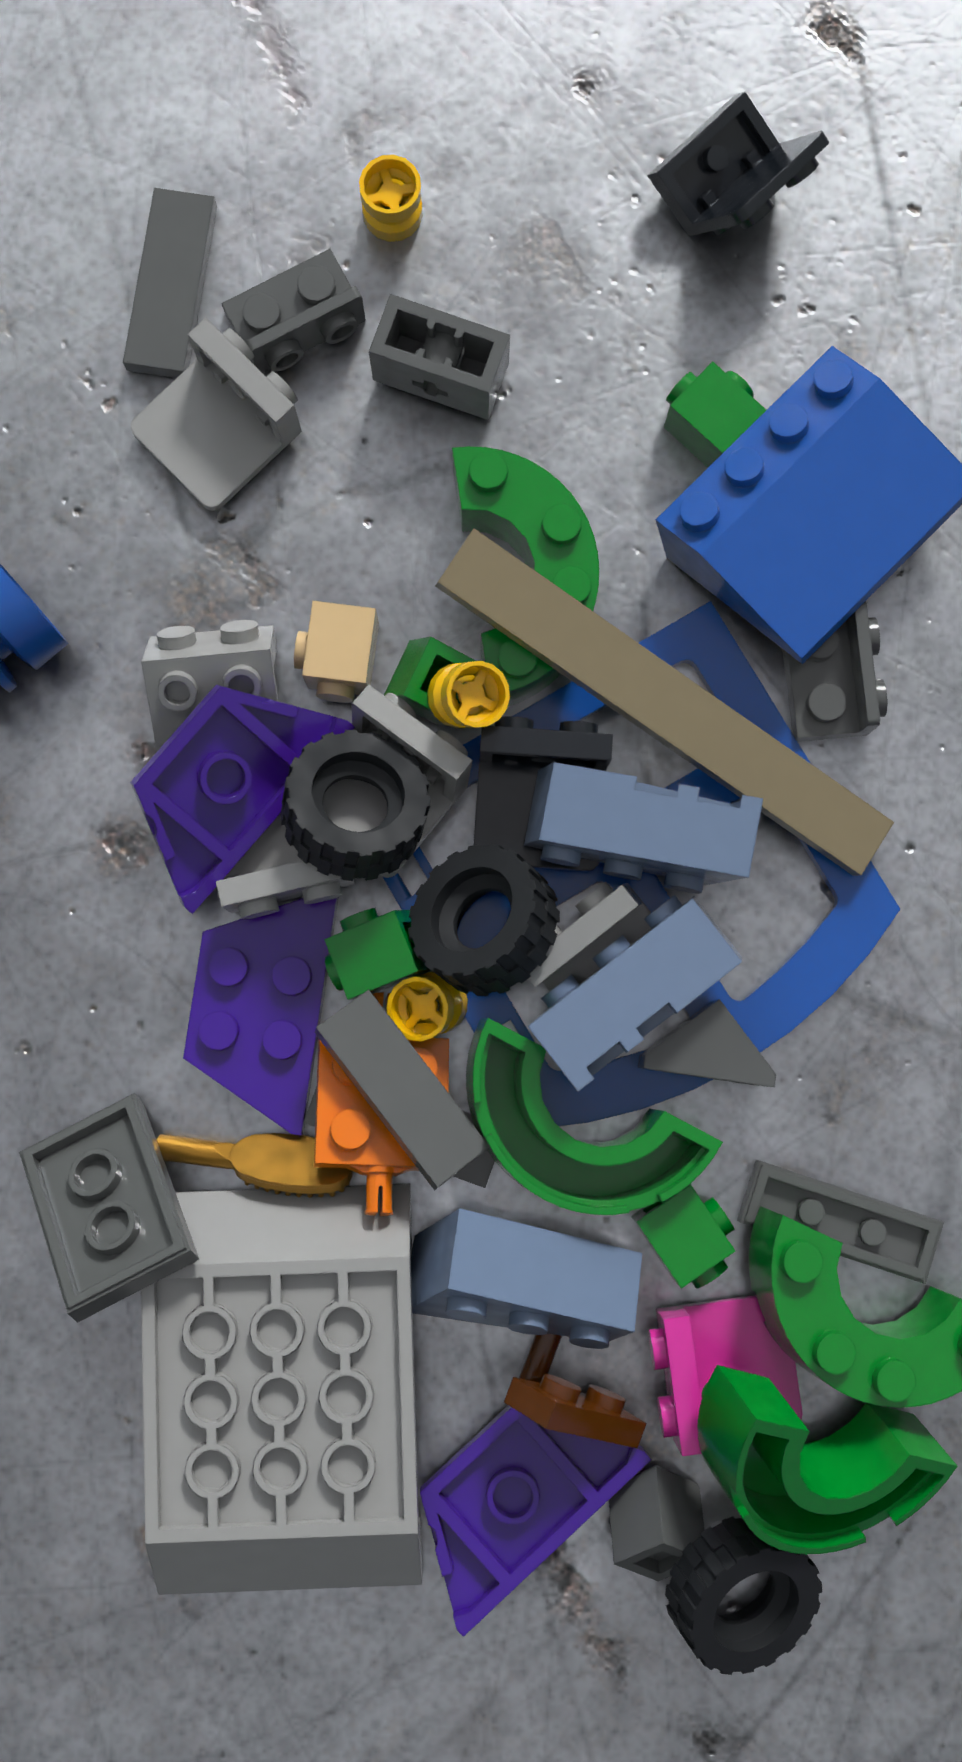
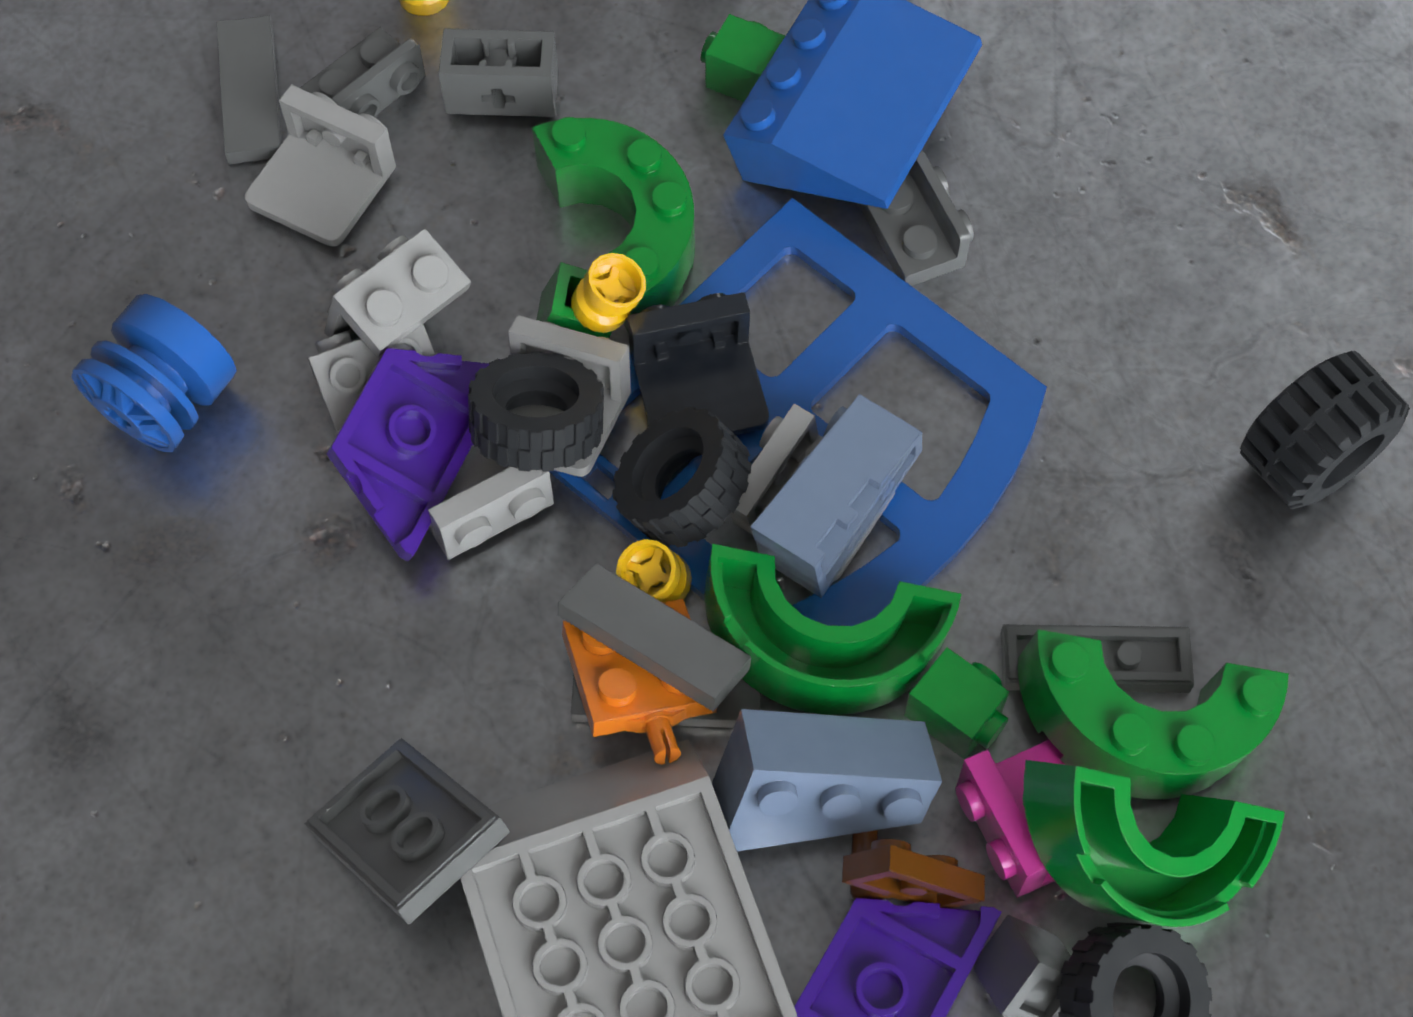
camera: 15 degrees left, 20 degrees down
(252, 619) = (396, 293): none -> light grey bracket
(259, 1007) = (500, 629): dark purple wing -> none
(263, 1160) = (547, 757): pearl gold piece -> none
(337, 650) = (481, 317): tan brick -> none
(372, 952) = (587, 537): green brick -> none
(641, 827) = (811, 361): sand blue wedge -> none
(663, 702) = (783, 266): dark tan tile -> none
(710, 1047) = (924, 536): dark grey slope -> none

